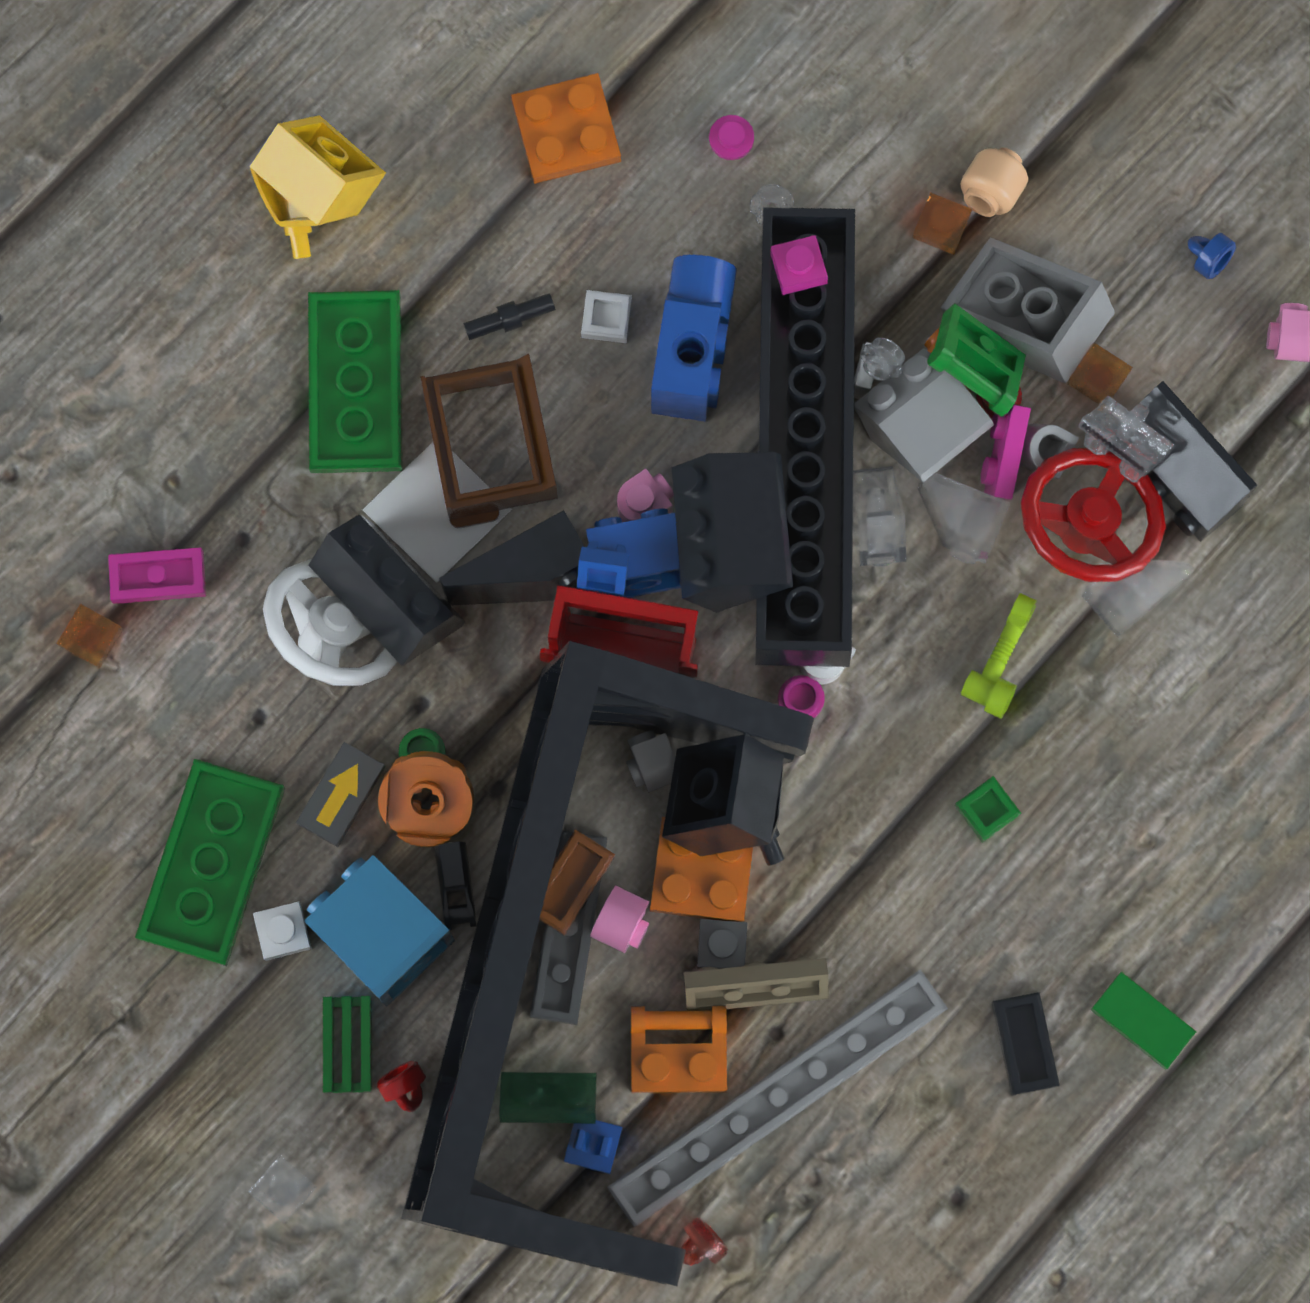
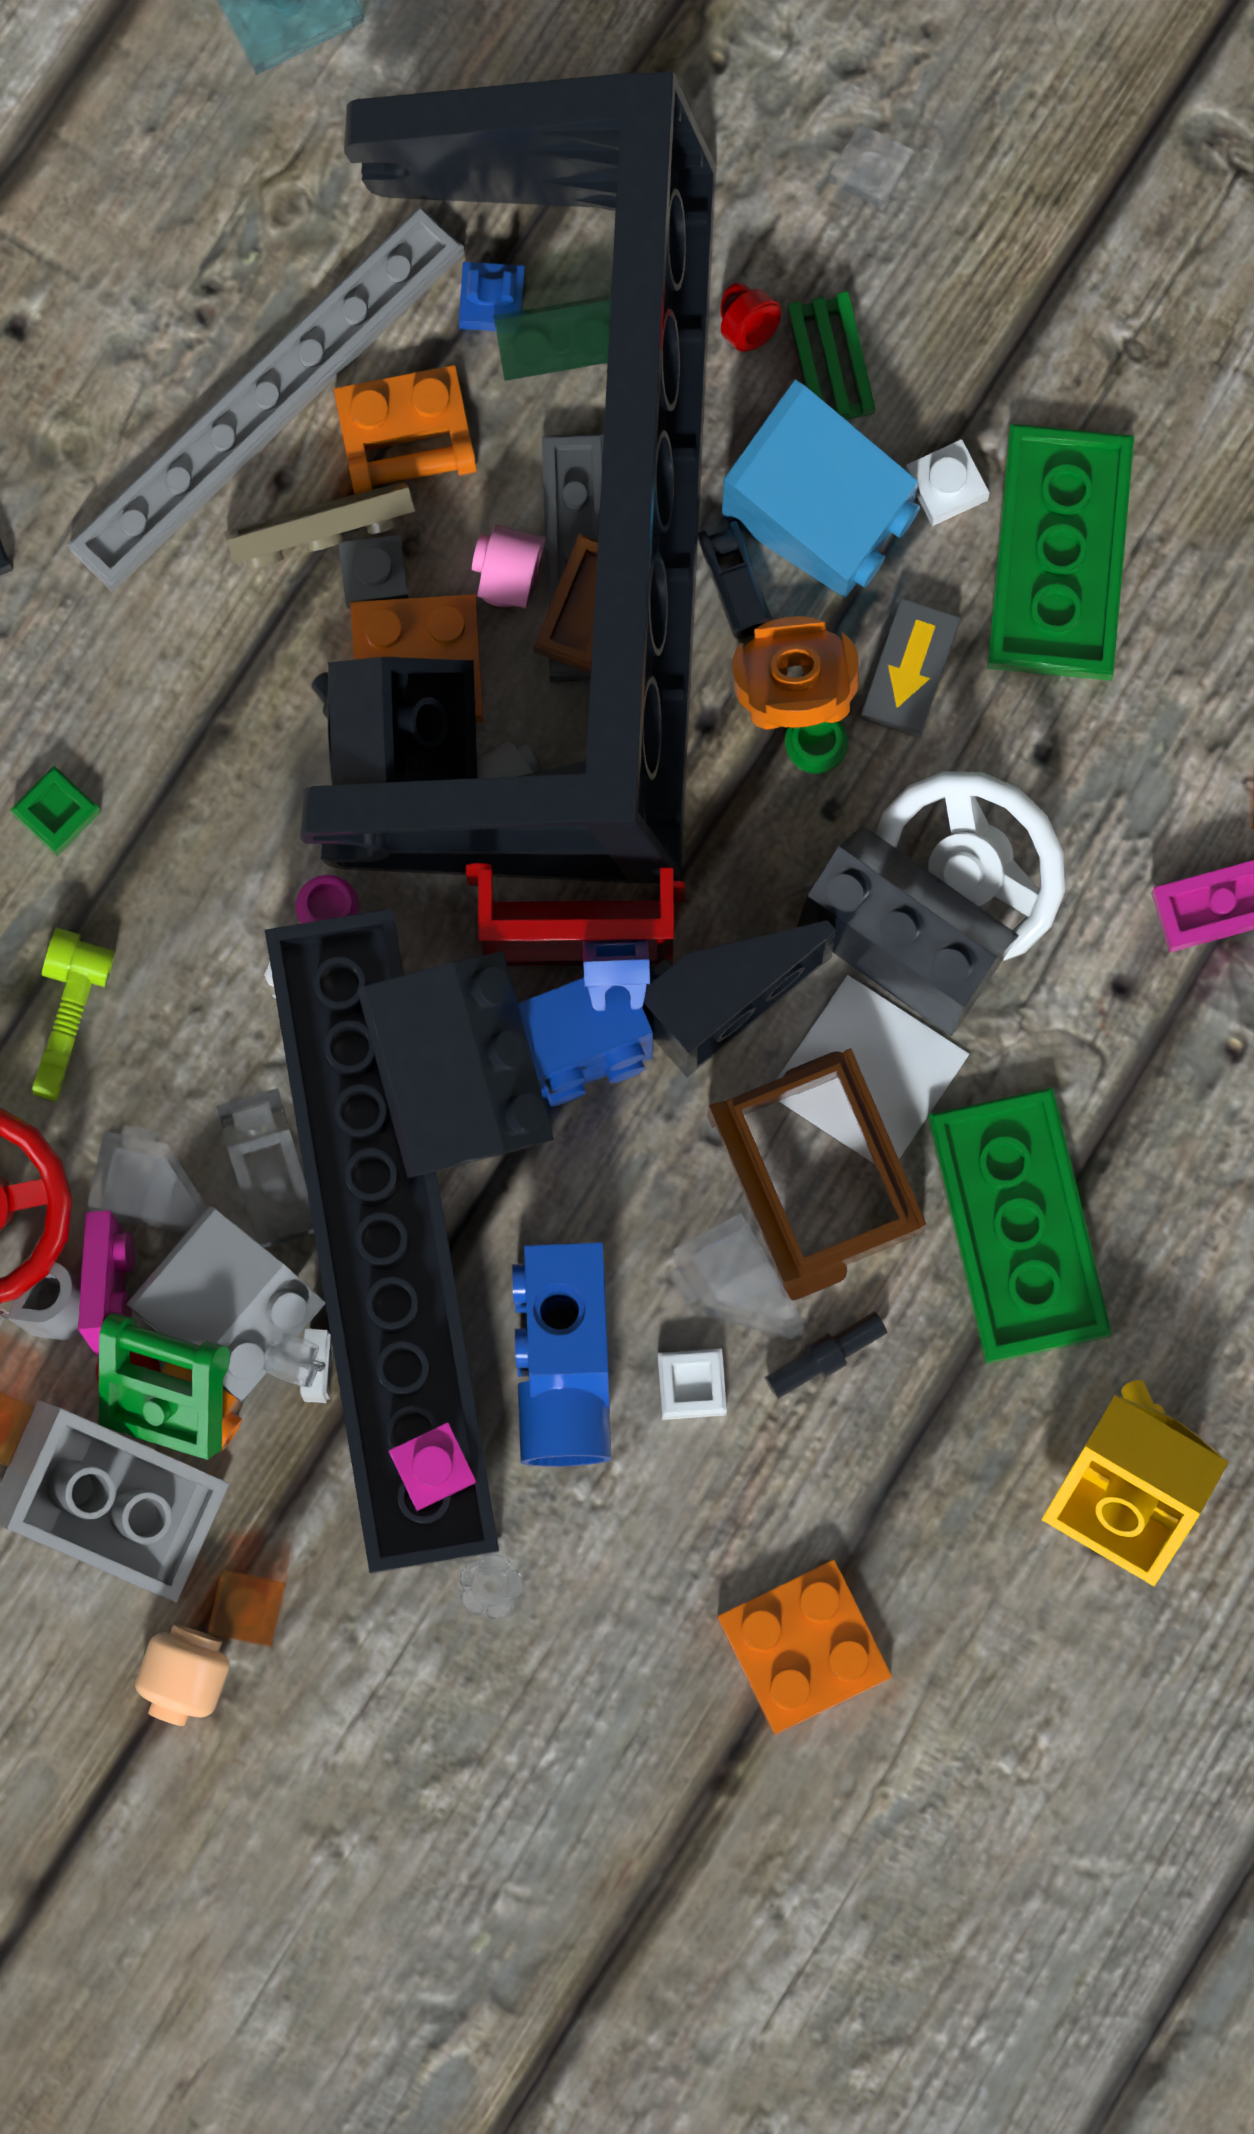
camera: 170 degrees right, 0 degrees up
(563, 374) = (734, 1280): none -> clear slope
(643, 494) = (588, 1128): bright pink plate -> none
(706, 1240) = (328, 201): clear red tile -> none
(731, 137) = (566, 1675): dark pink plate -> none

